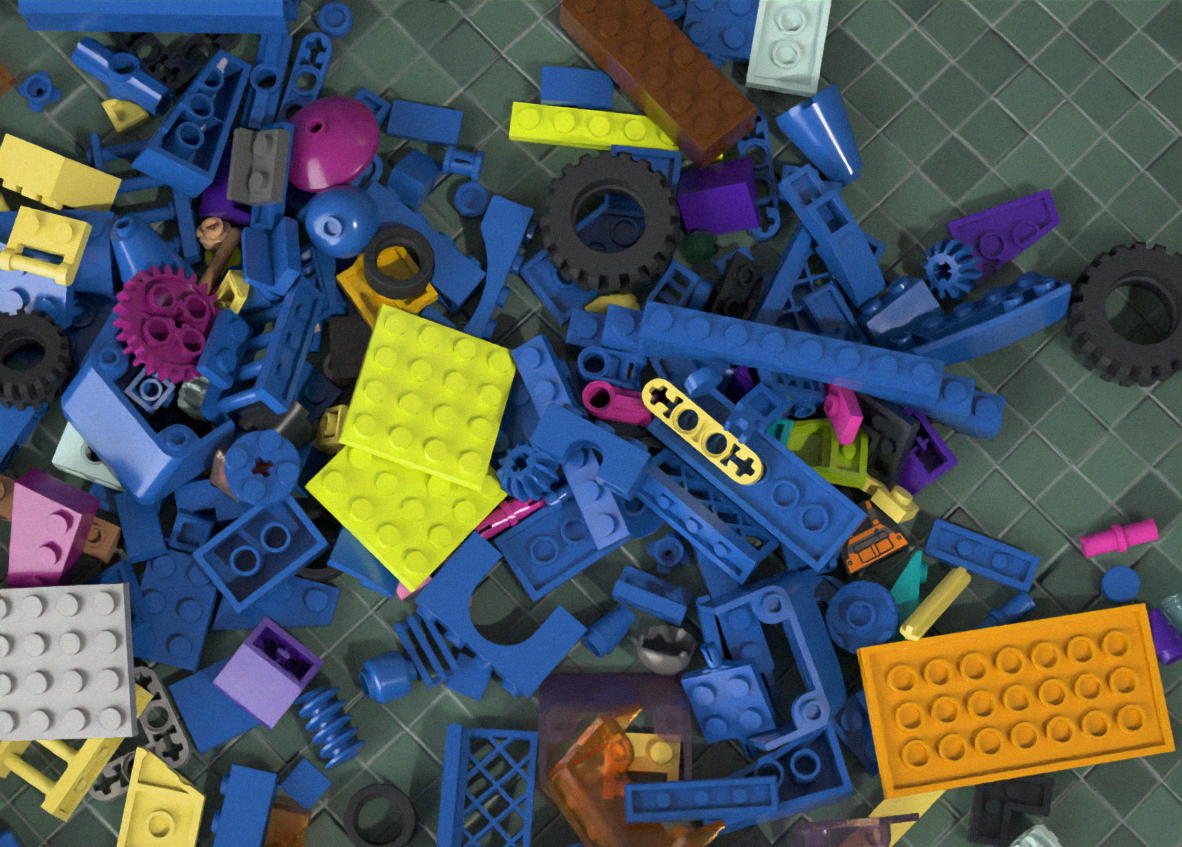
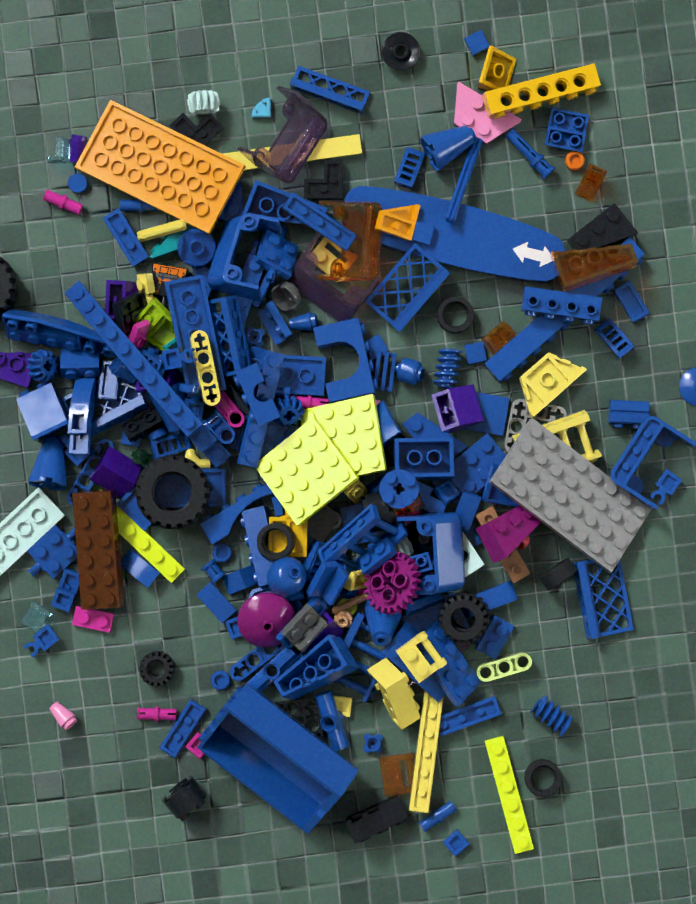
camera: 135 degrees left, 10 degrees up
(897, 202) = (43, 411): none -> slope

